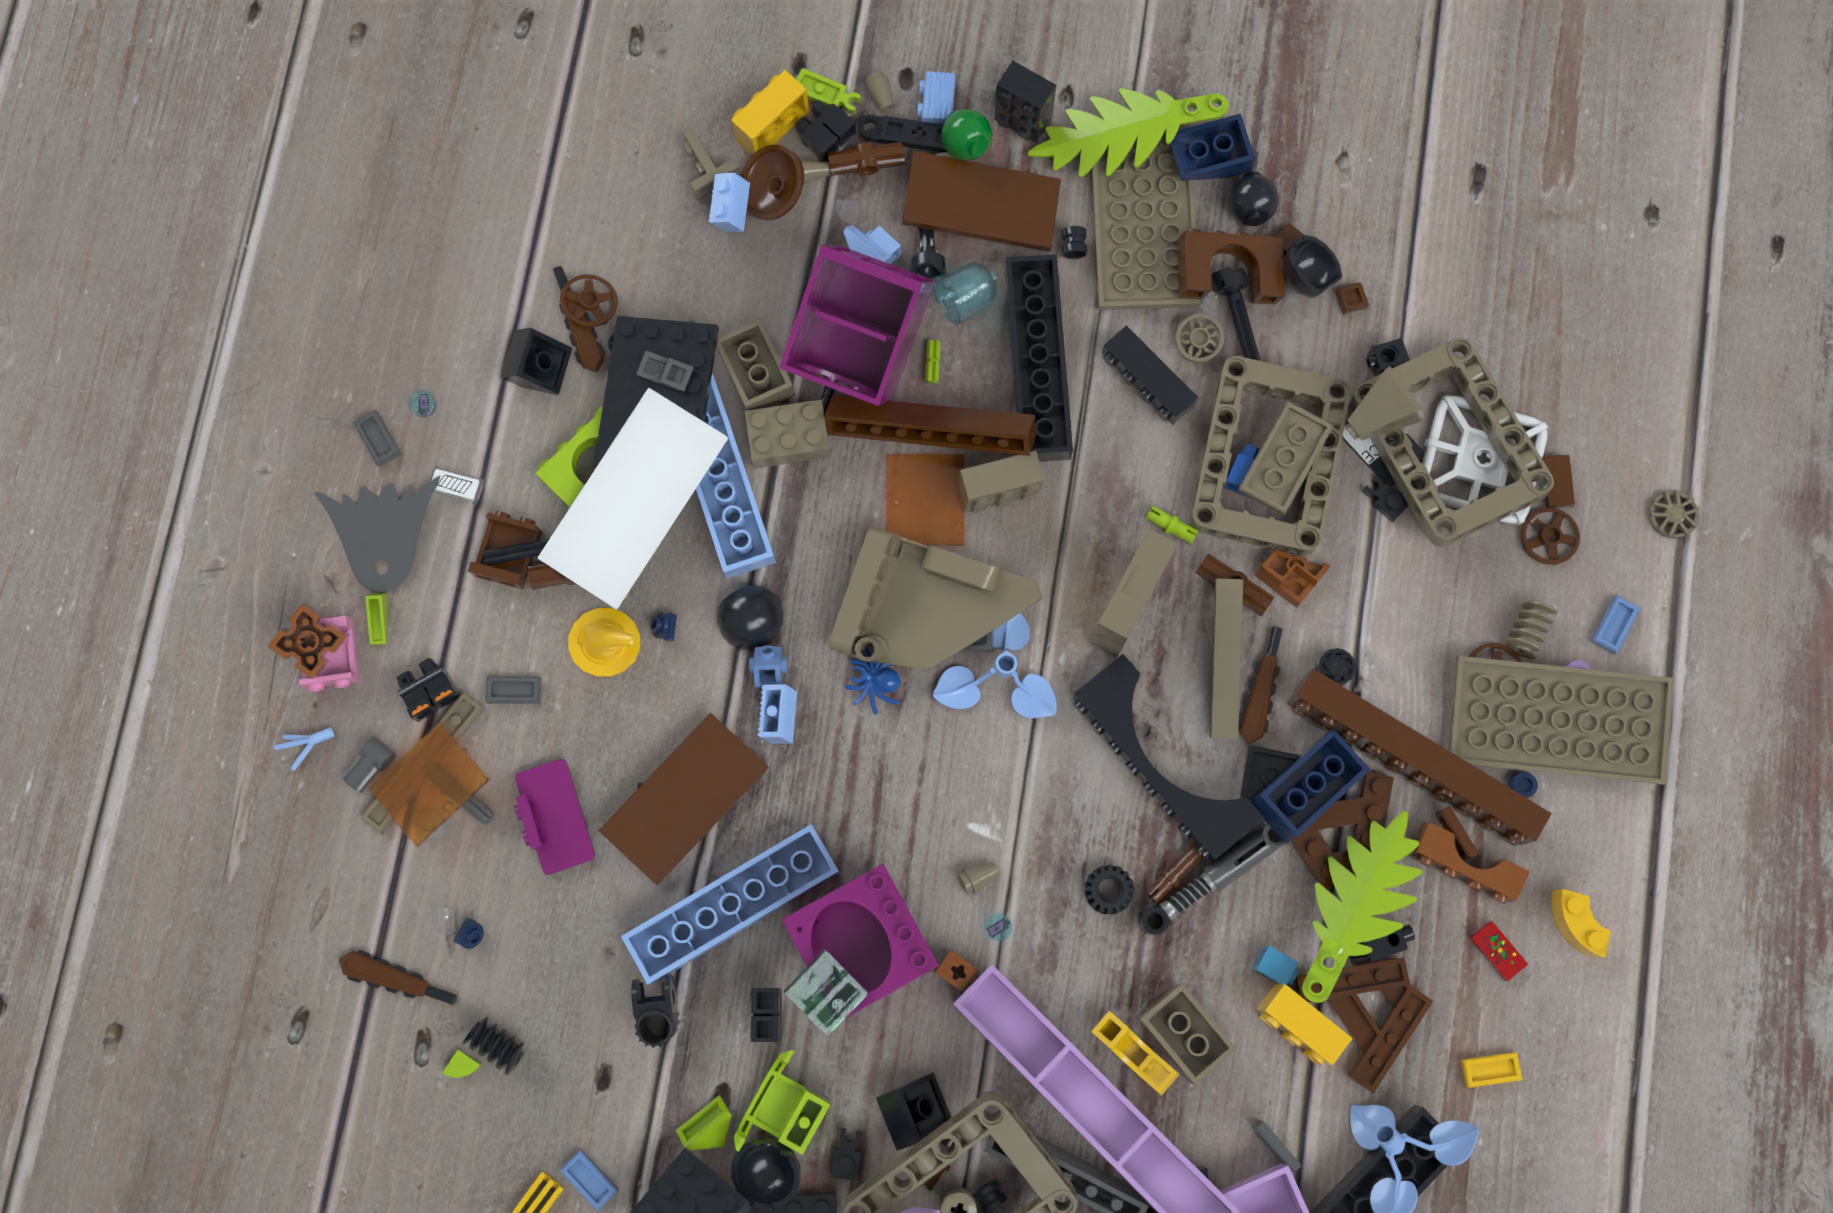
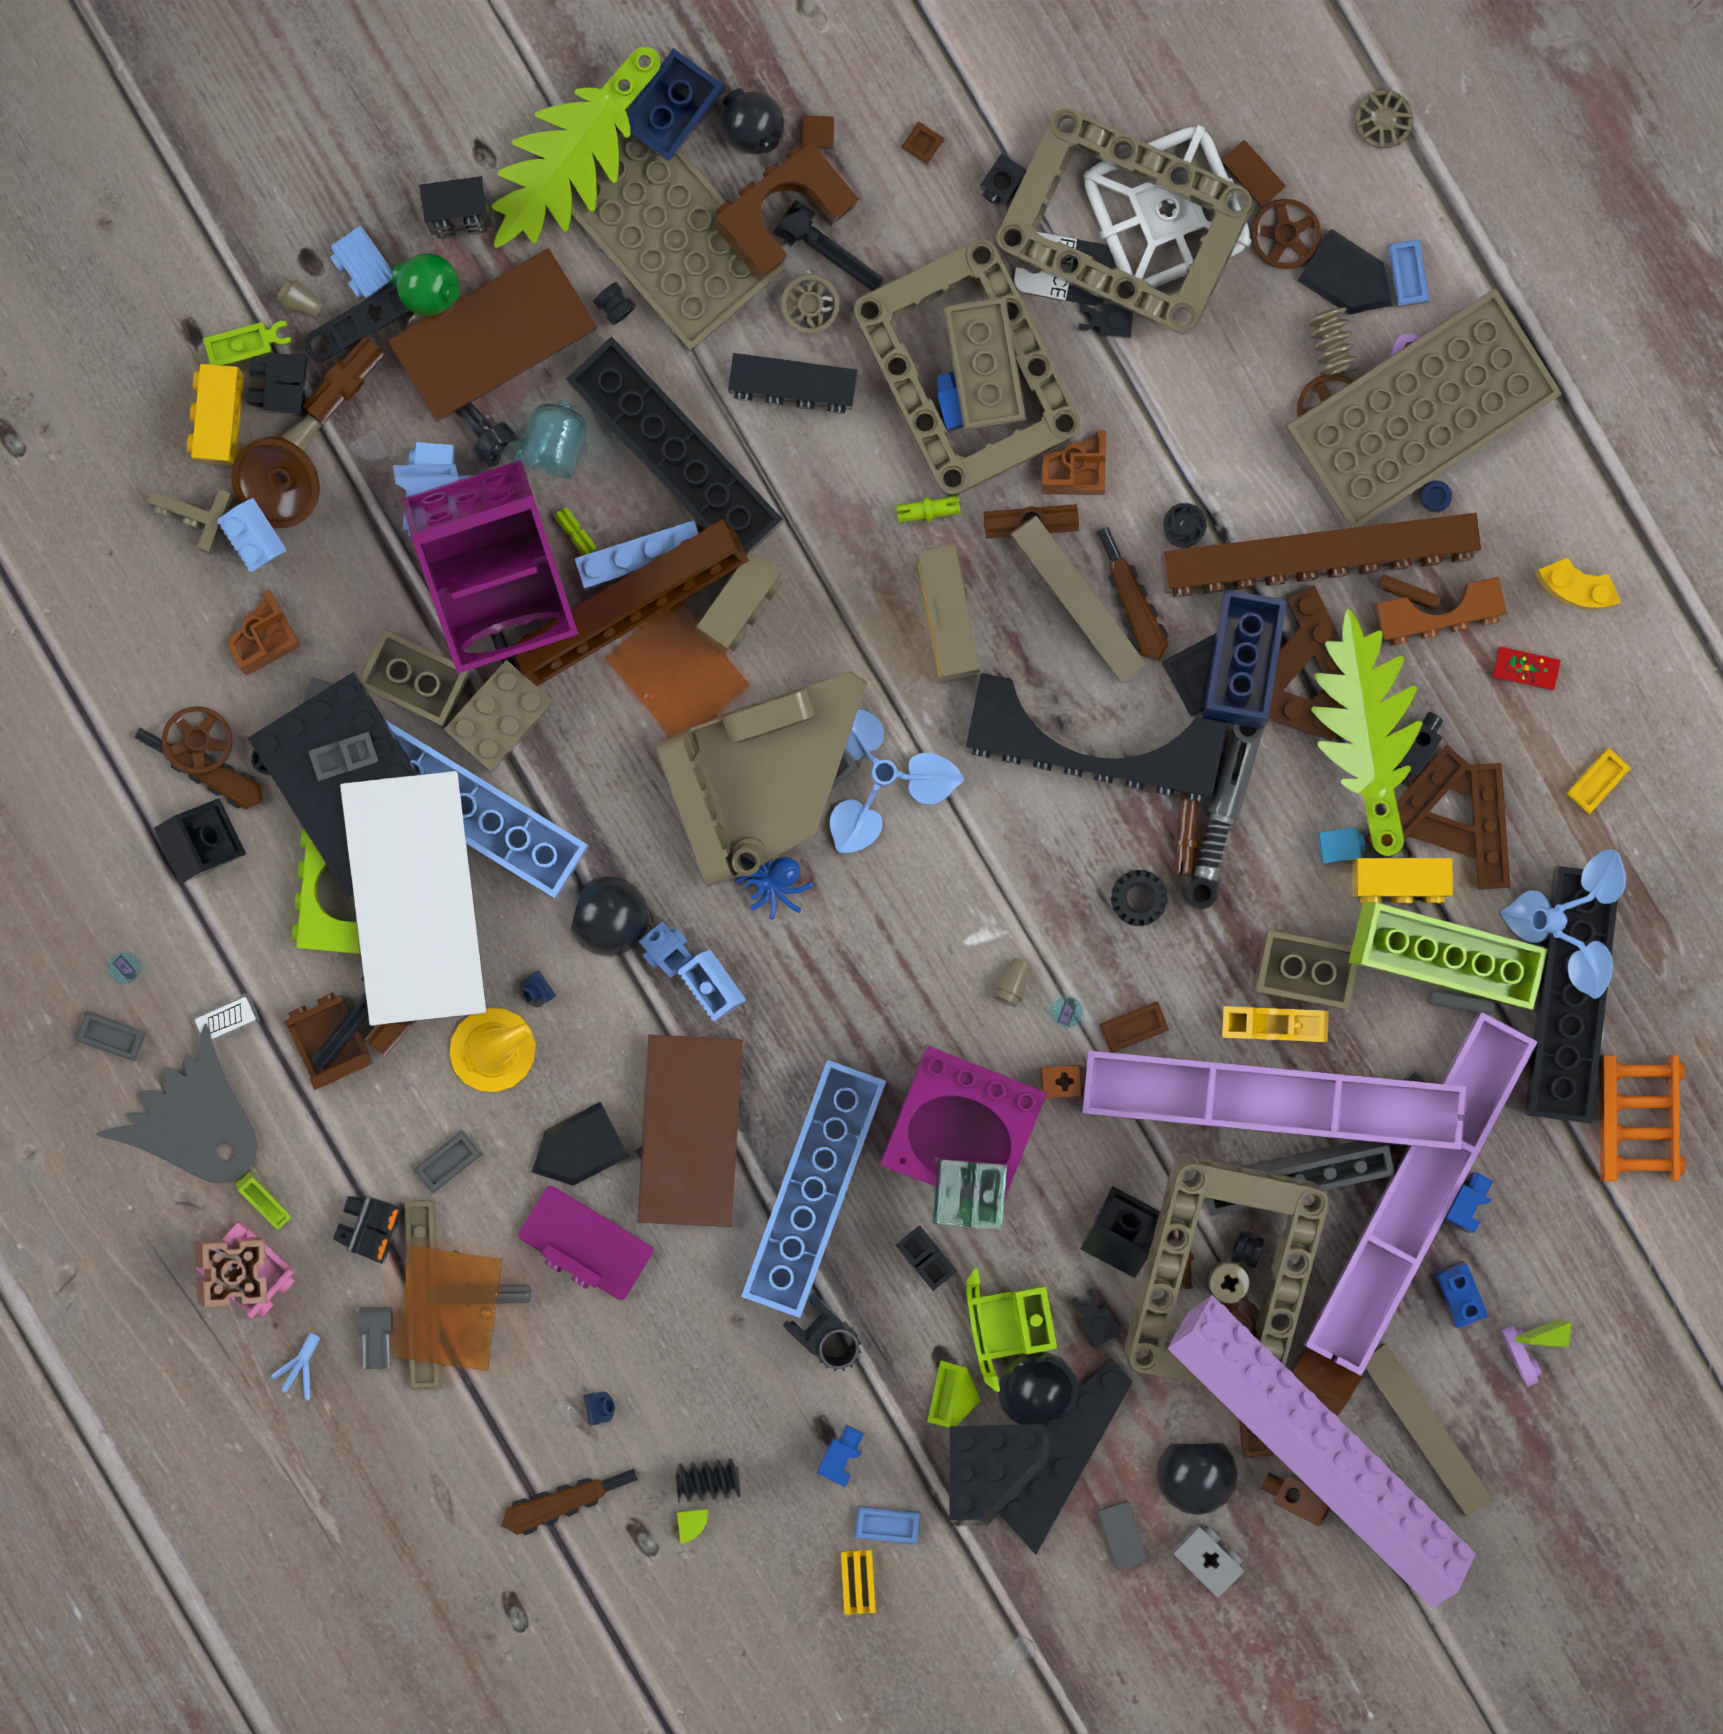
camera: 45 degrees left, 10 degrees up
(596, 1100) = (837, 1455): none -> blue hips
(605, 751) = (579, 1147): none -> black tile
(683, 272) = (263, 636): none -> dark orange slope
(937, 392) = (619, 560): none -> light blue arch
(1035, 975) = (1134, 1027): none -> reddish brown tile
(1295, 1105) = (1447, 955): none -> lime brick
(1311, 266) = (861, 148): black cylinder -> none
(1384, 408) = (1040, 245): dark tan slope -> none
(1573, 593) = (1347, 276): none -> black tile

